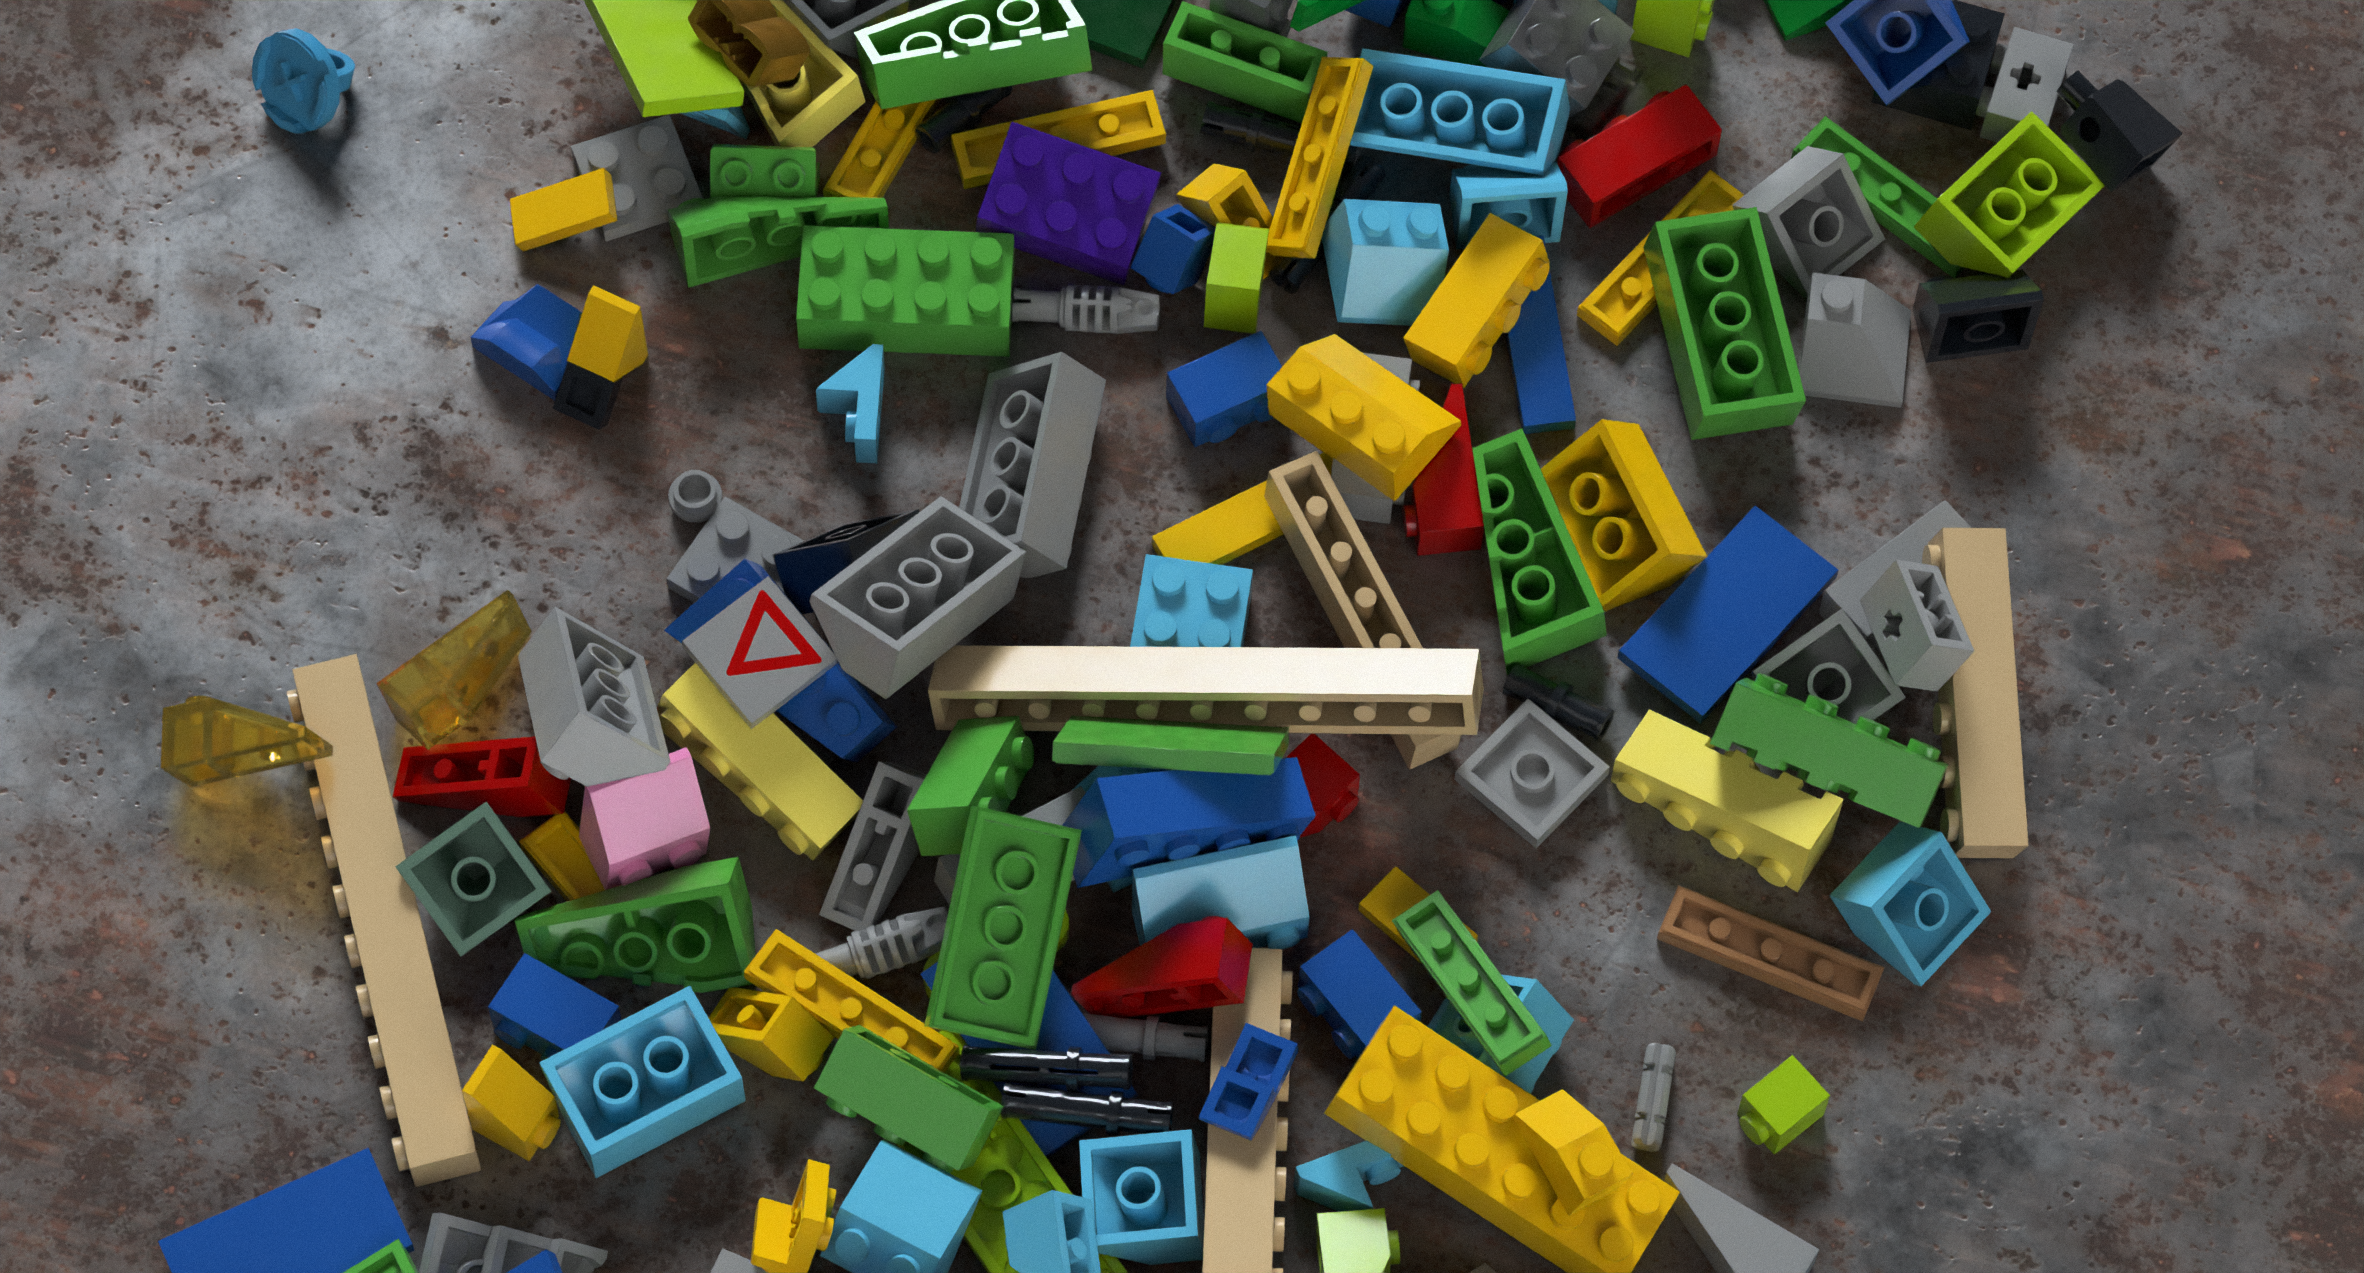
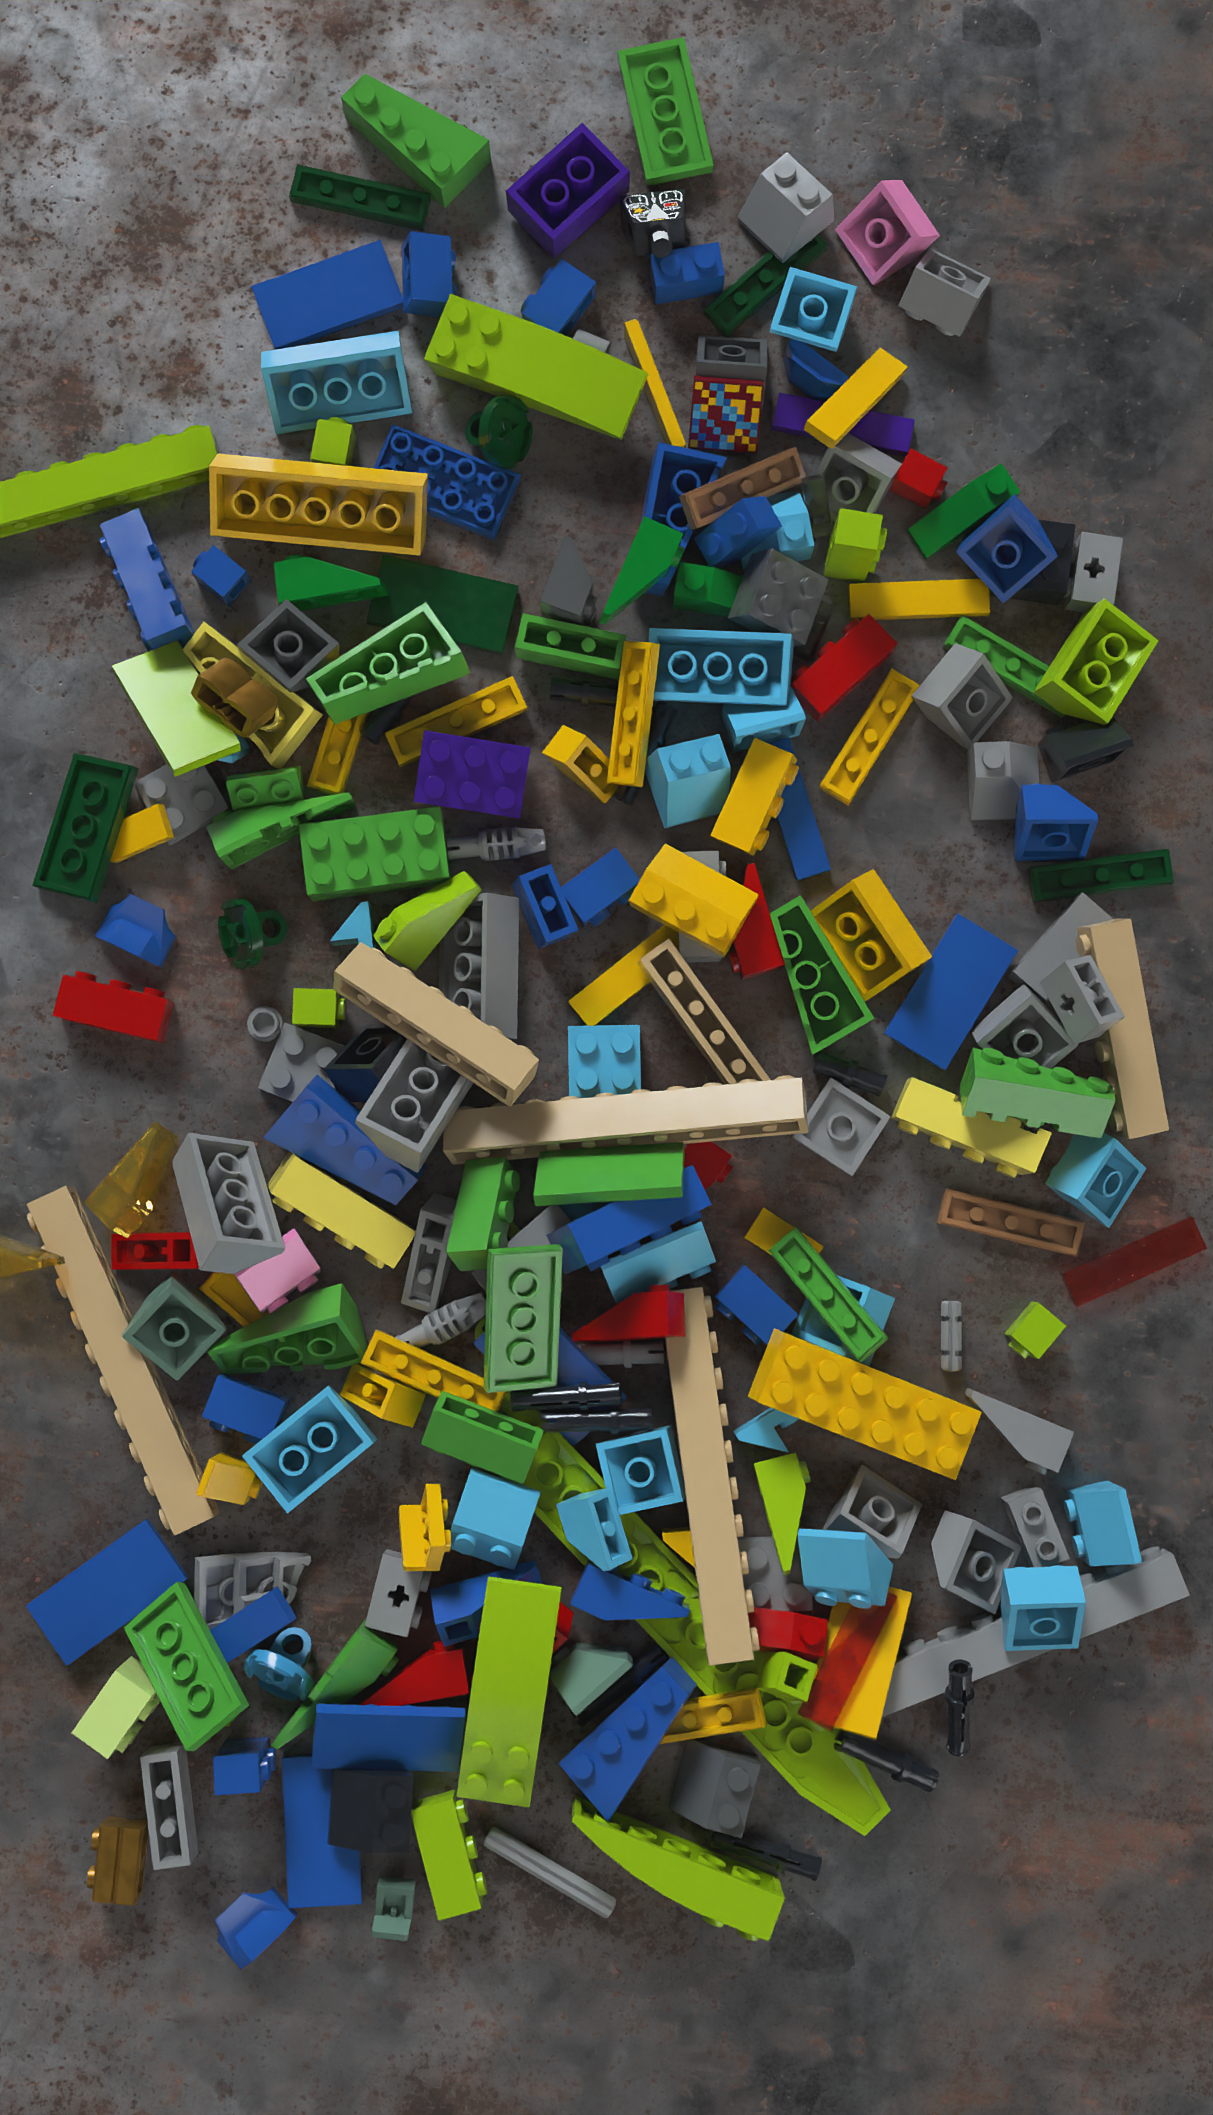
camera: 10 degrees left, 20 degrees up
(477, 435) = (113, 1007): none -> red brick
(489, 191) = (85, 827): none -> dark green tile
(586, 396) = (180, 964): black plate -> none
(609, 336) = (184, 931): yellow slope -> none
(690, 361) = (243, 934): none -> dark green tile
(759, 652) = (328, 1154): light grey tile -> none
(779, 483) = (317, 1008): none -> lime brick
(952, 505) = (435, 1023): none -> tan brick
(954, 388) = (422, 922): none -> lime slope
(1141, 396) = (544, 906): none -> blue brick
(1174, 249) = (548, 794): blue brick -> none
(1235, 277) = (592, 807): lime slope -> none
(1249, 1082) = (698, 1394): blue slope -> none
(1573, 1150) = (914, 1412): yellow slope -> none
(1724, 323) = (920, 787): bright green brick -> none
(1769, 87) = (919, 599): none -> yellow tile
(1914, 407) = (1051, 825): none -> blue slope
(1952, 1039) = (1133, 1261): none -> clear red tile
(1982, 495) = (1100, 875): none -> dark green tile
(2114, 129) = (1159, 599): black torso -> none

